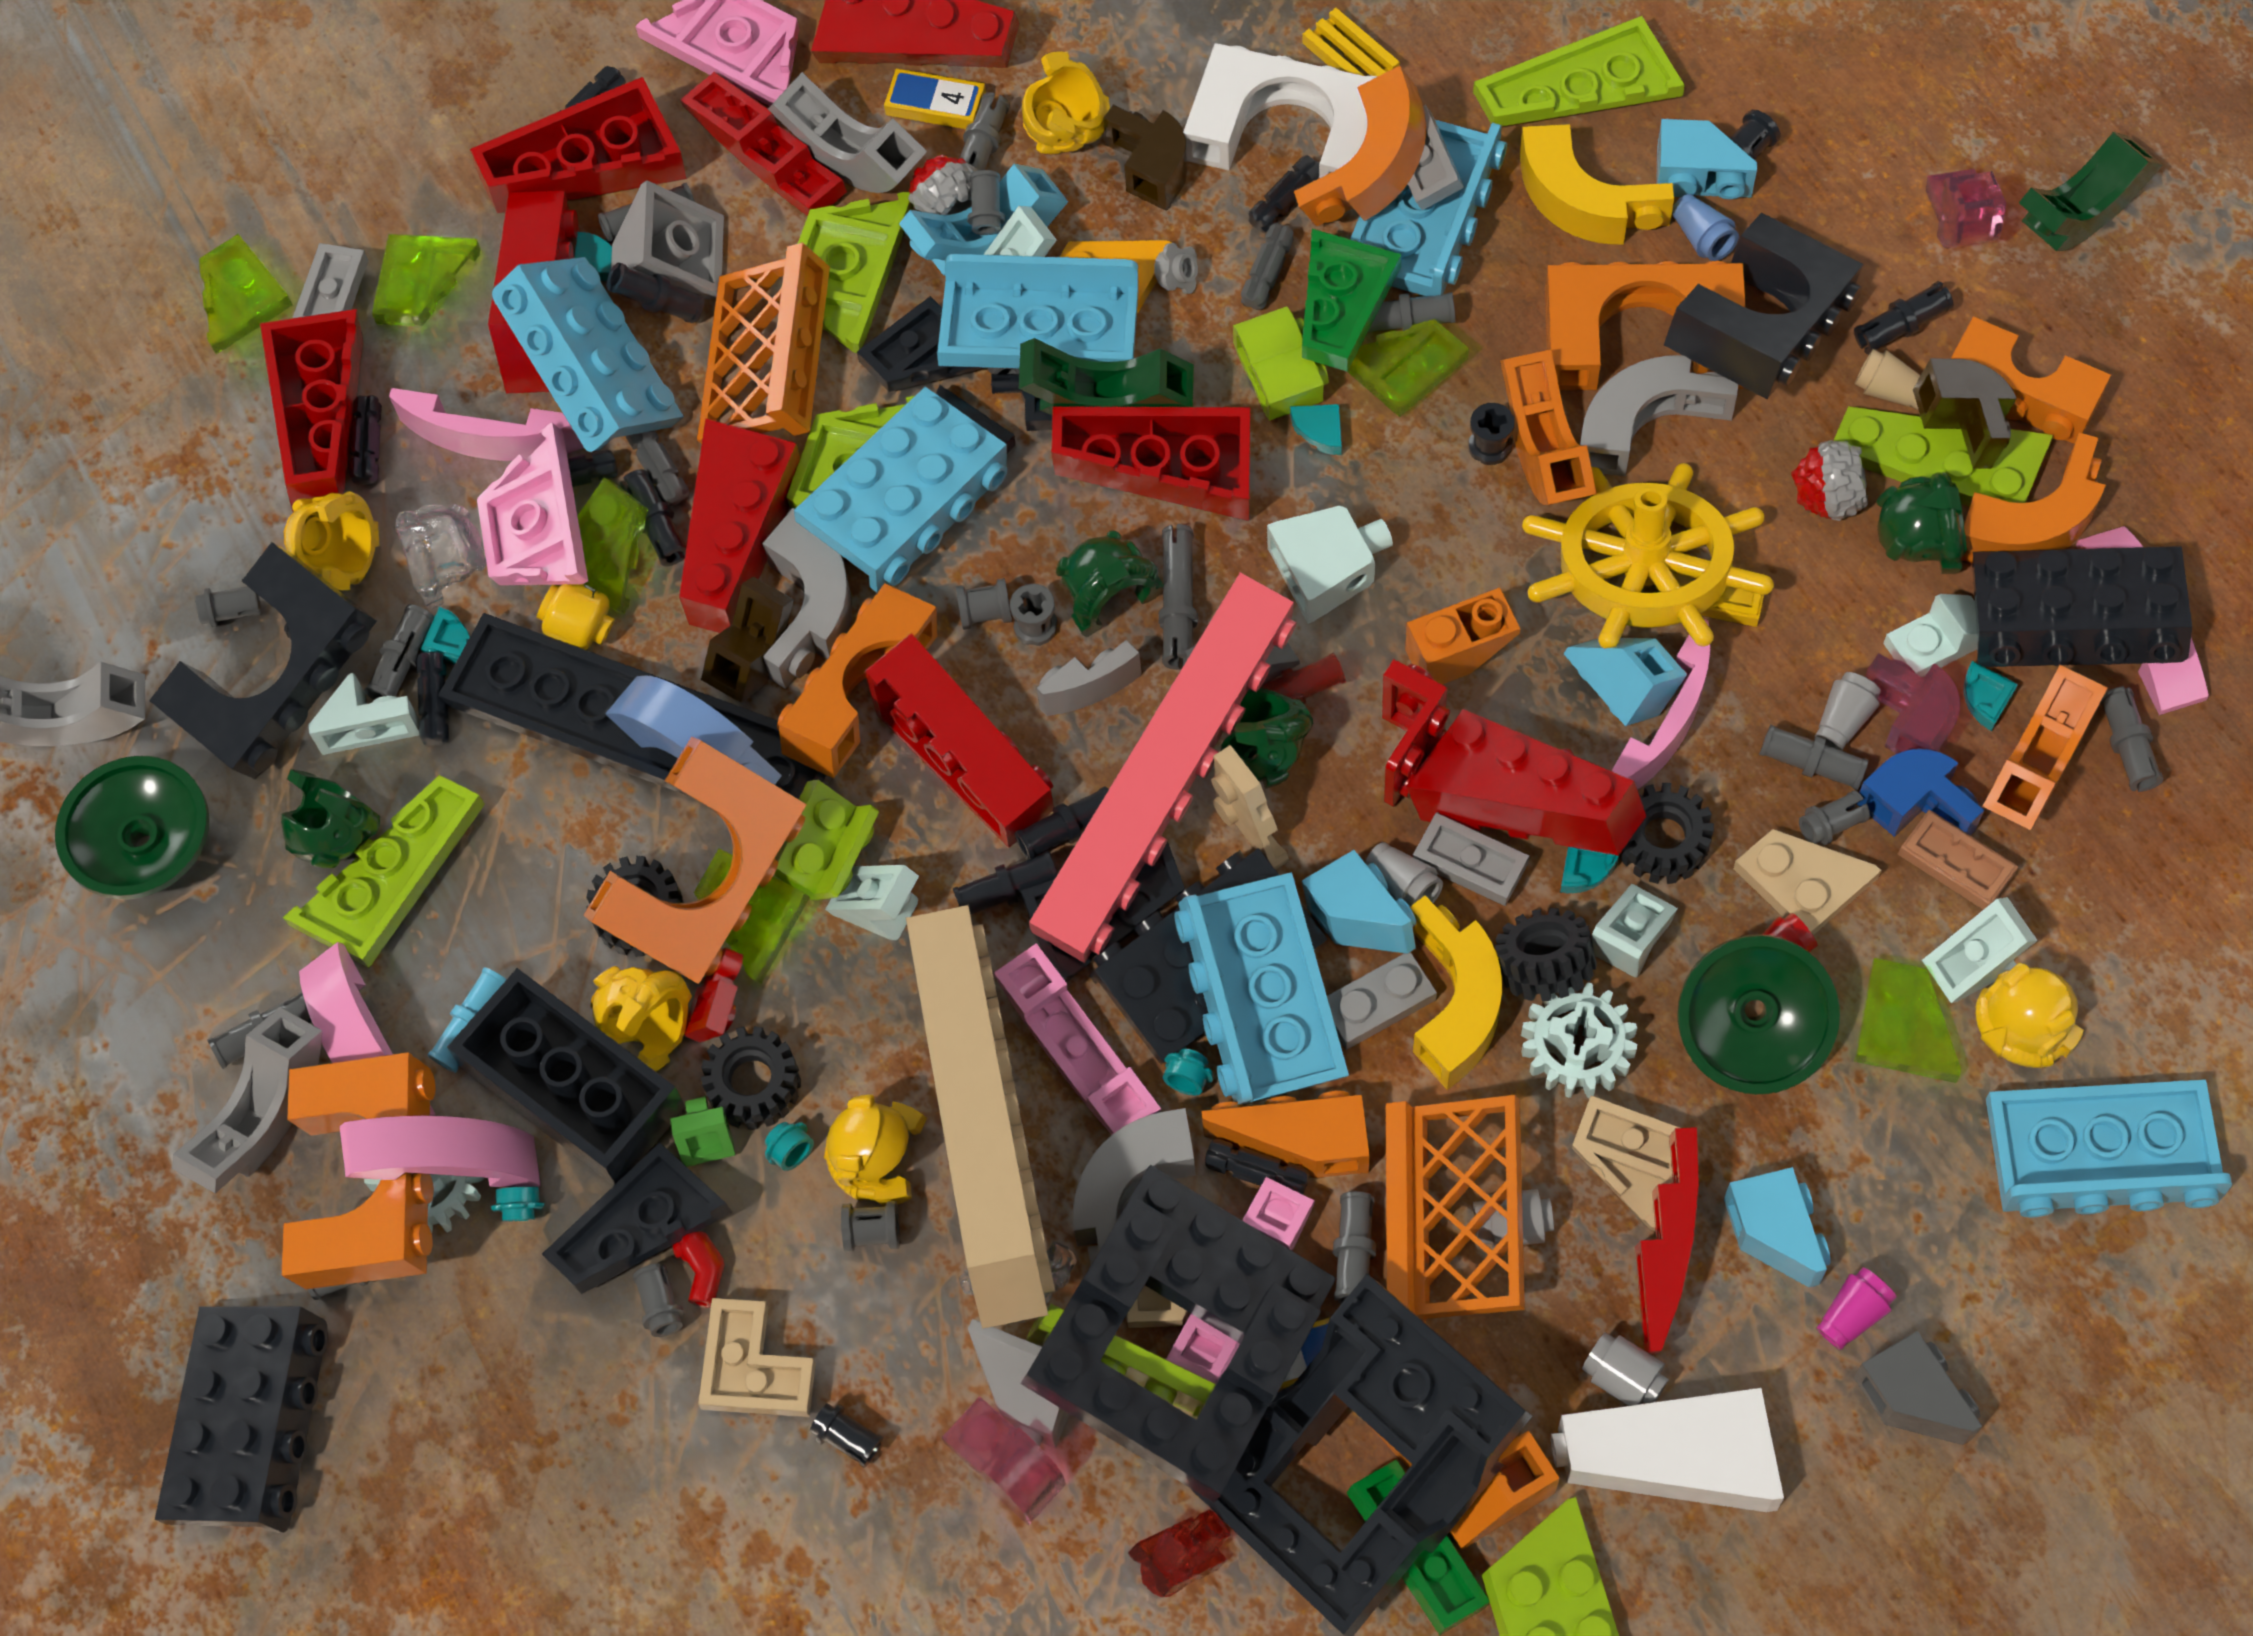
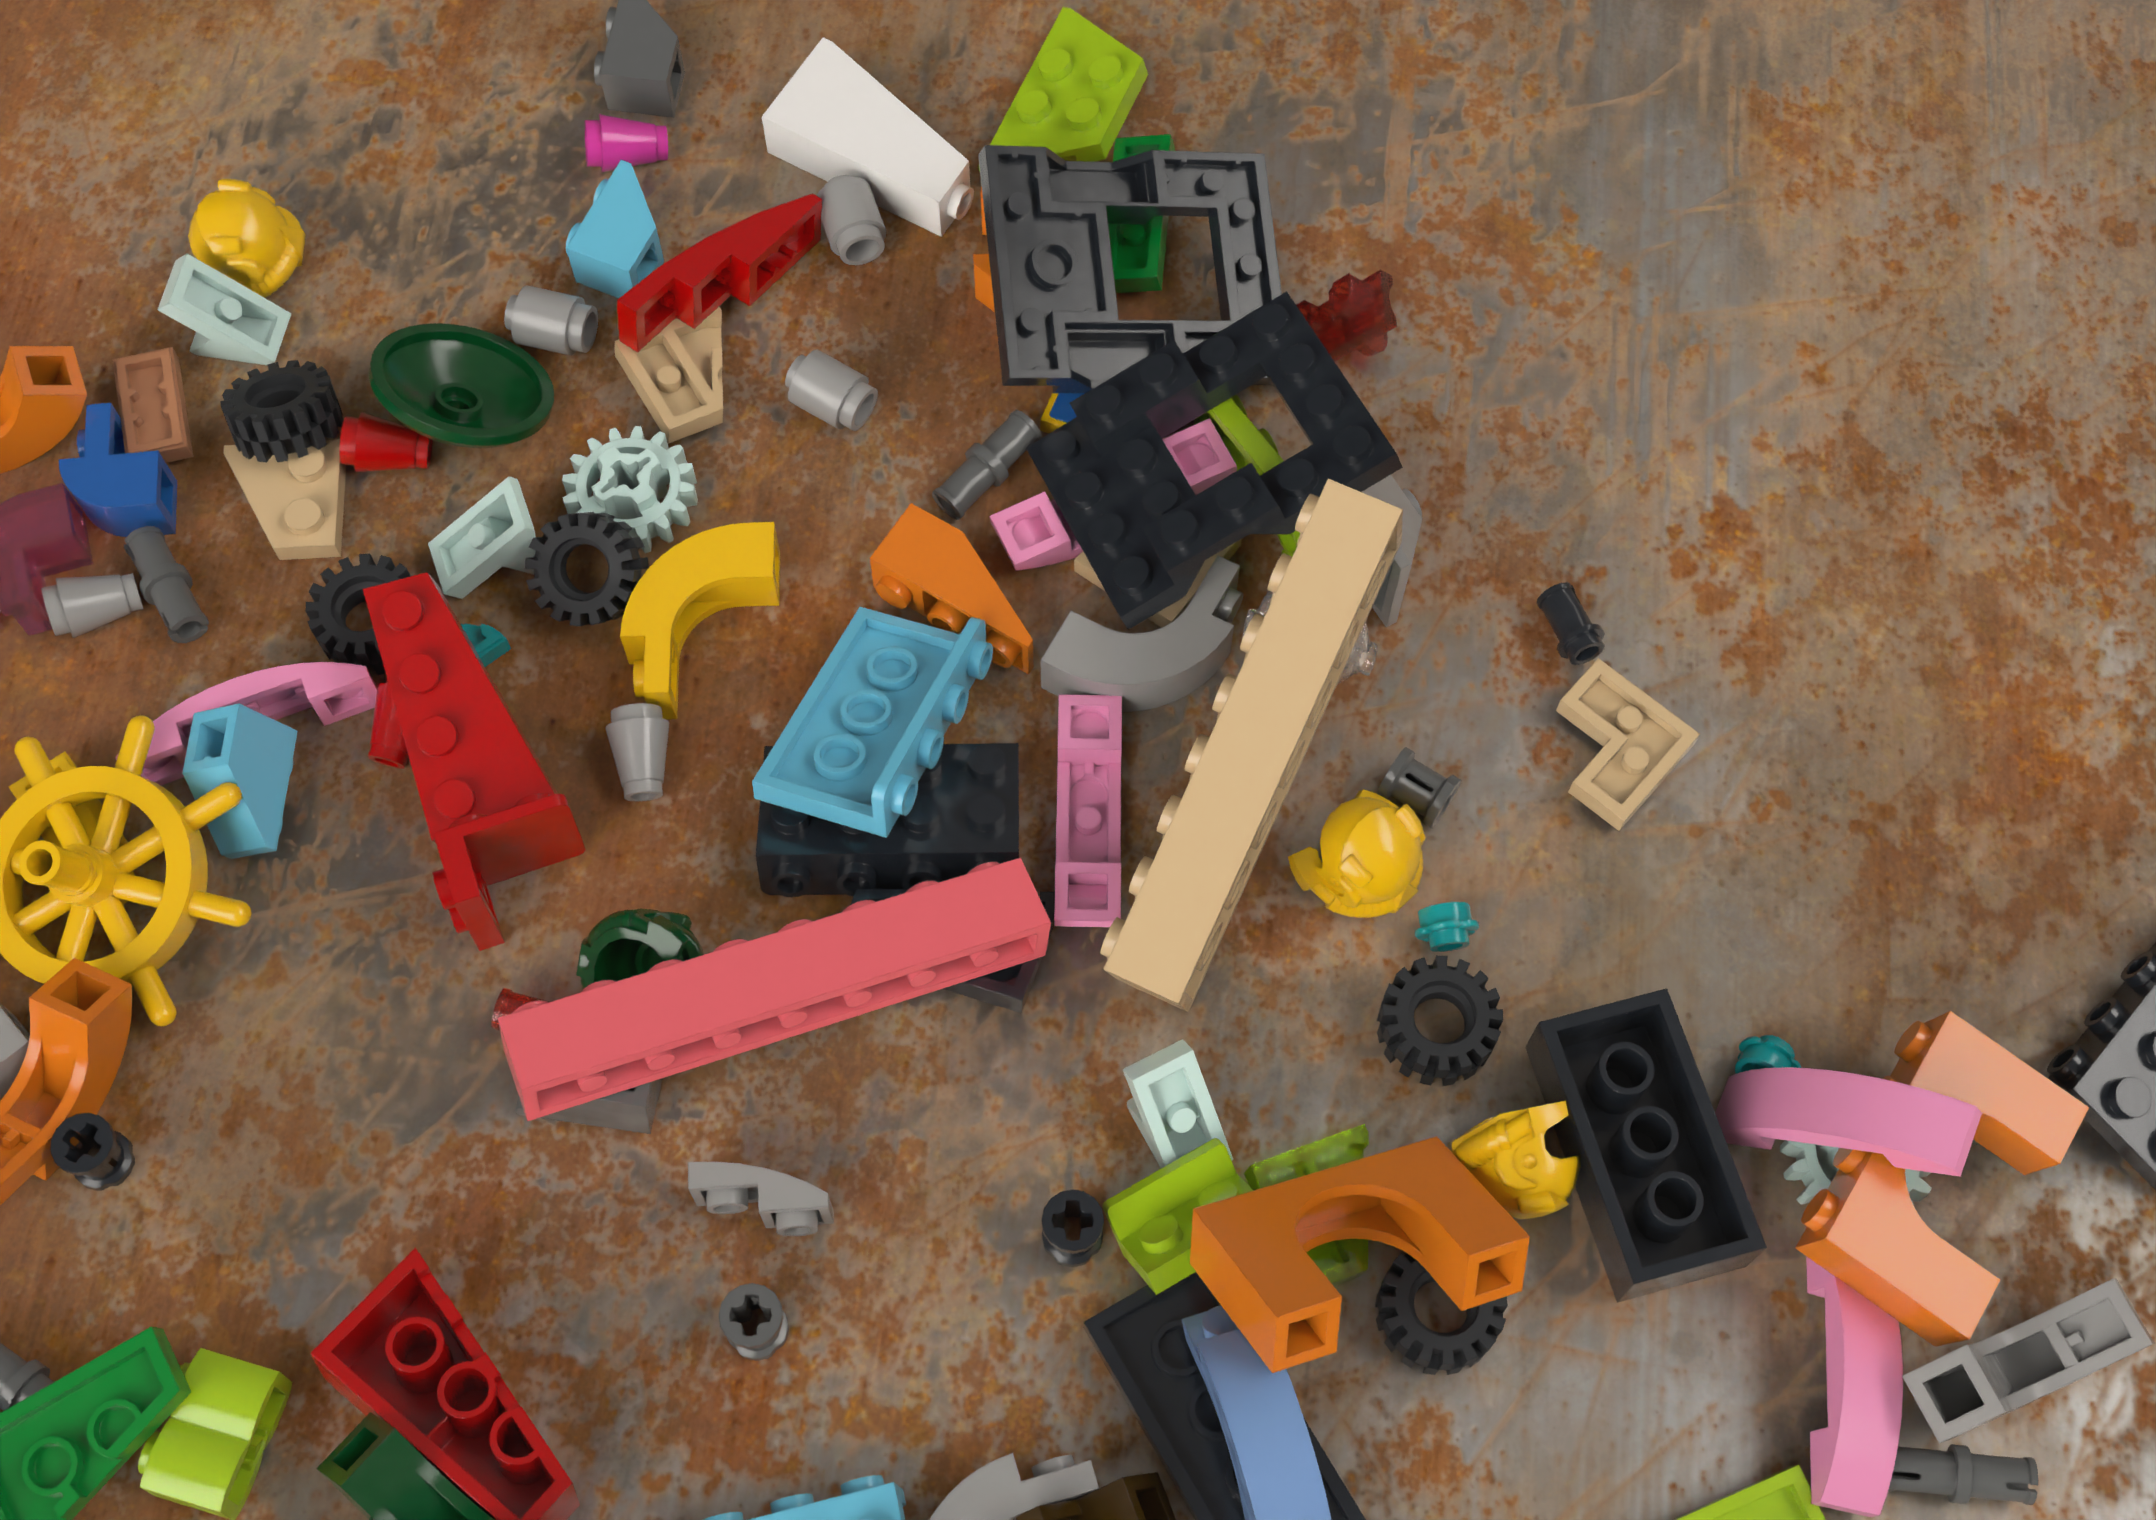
camera: 150 degrees left, 0 degrees up
(481, 992) = (1707, 1309): medium azure pin -> none
(635, 1220) = (1634, 948): black wing -> none
(660, 1308) = (1677, 865): dark grey pin -> none
(702, 1133) = (1528, 995): bright green tile -> none
(706, 1263) = (1605, 874): red arm -> none
(713, 1004) = (1433, 1111): red plate -> none
(822, 724) = (1091, 1341): orange arch -> none
(894, 777) = (1091, 1220): none -> black bush
(958, 740) = (957, 1217): red wedge -> none
(983, 604) = (795, 1383): dark grey bush -> none
(1005, 883) = (1028, 1033): black pin -> none
(1007, 1460) = (1446, 488): clear pink brick -> none
(1061, 826) = (914, 1053): black pin -> none
(1102, 569) = (644, 1292): dark green helmet -> none
(1177, 615) = (584, 1226): dark grey pin -> none
(1187, 1072) = (1003, 718): teal plate -> none
(1244, 803) = (726, 906): tan wing -> none
(1254, 1166) = (1017, 592): black axle -> none
(1318, 426) = (250, 1321): teal tile -> none
(1326, 557) = (396, 1141): light aqua torso -> none
(1356, 908) = (711, 746): medium azure slope -> none
(1380, 999) = (763, 662): light grey plate -> none
(1408, 363) = (80, 1310): clear neon green wing -> none
(1409, 1198) = (899, 461): orange fence -> none
(1461, 636) = (356, 936): orange slope -> none
(1471, 859) = (563, 722): light grey plate -> none
(1758, 1122) = (551, 320): none -> light grey brick
(1822, 823) = (225, 521): dark grey pin -> none
(1886, 904) = (282, 411): none -> black tyre
(1905, 1024) = (345, 319): clear neon green wing -> none
(2106, 1147) = (307, 113): medium azure bracket -> none

